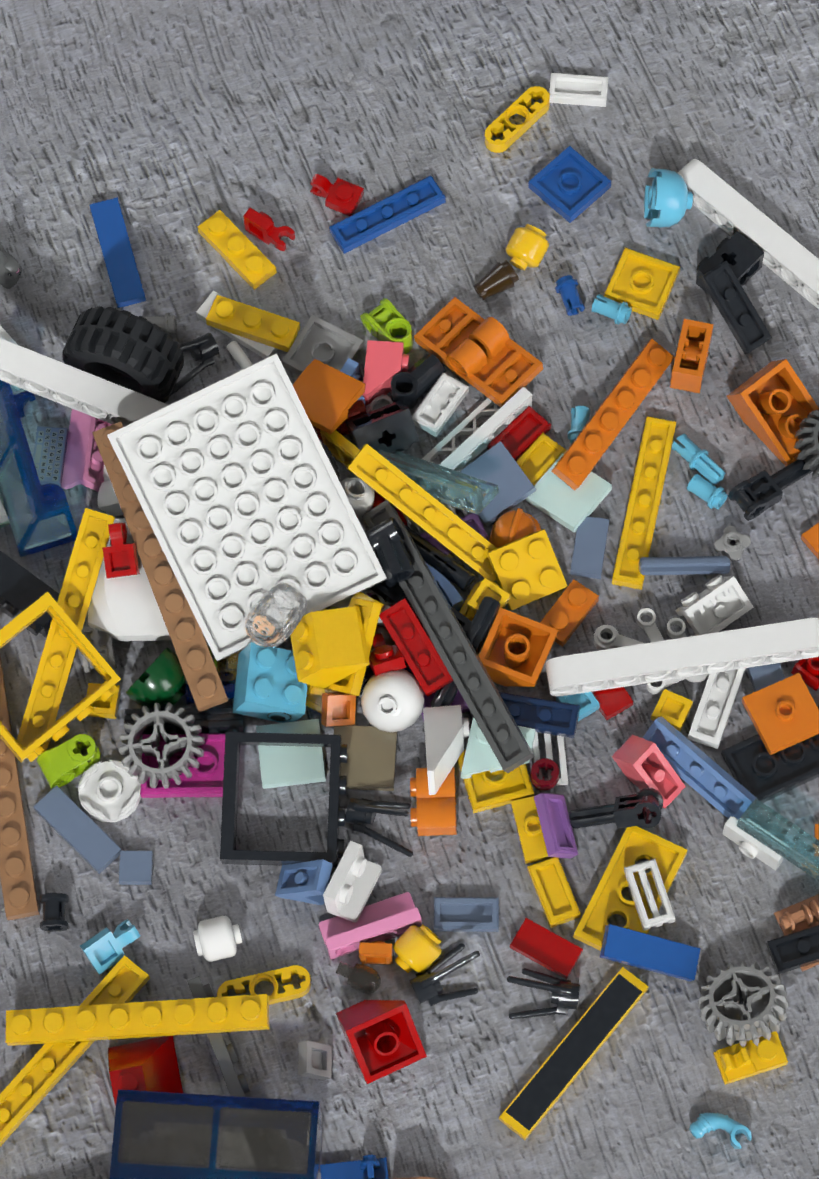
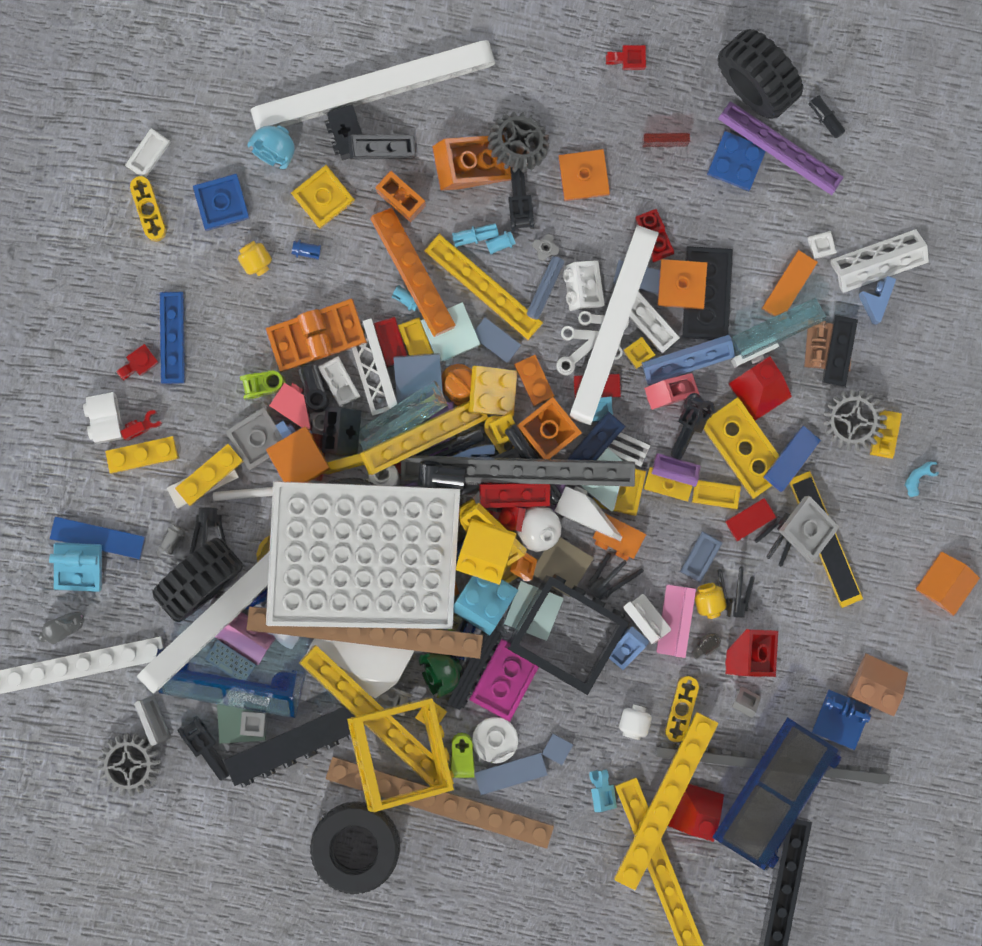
camera: 65 degrees left, 20 degrees up
(54, 912) = (560, 816): black bush -> none
(72, 244) = (77, 566): none -> medium azure plate
(120, 557) = (346, 656): red plate -> none
(173, 745) = (485, 704): light grey gear -> none
(257, 189) = (104, 418): none -> white brick
(275, 615) = (450, 576): clear piece -> none
(376, 953) = (697, 627): orange tile -> none
(498, 279) = (267, 293): dark brown cone -> none
(554, 775) = (644, 453): dark red bush -> none
(573, 1014) = (809, 529): none -> light grey plate
(618, 311) = (332, 228): medium azure pin -> none
(657, 920) = (735, 434): white tile -> none
(715, 874) = (761, 388): none -> red slope

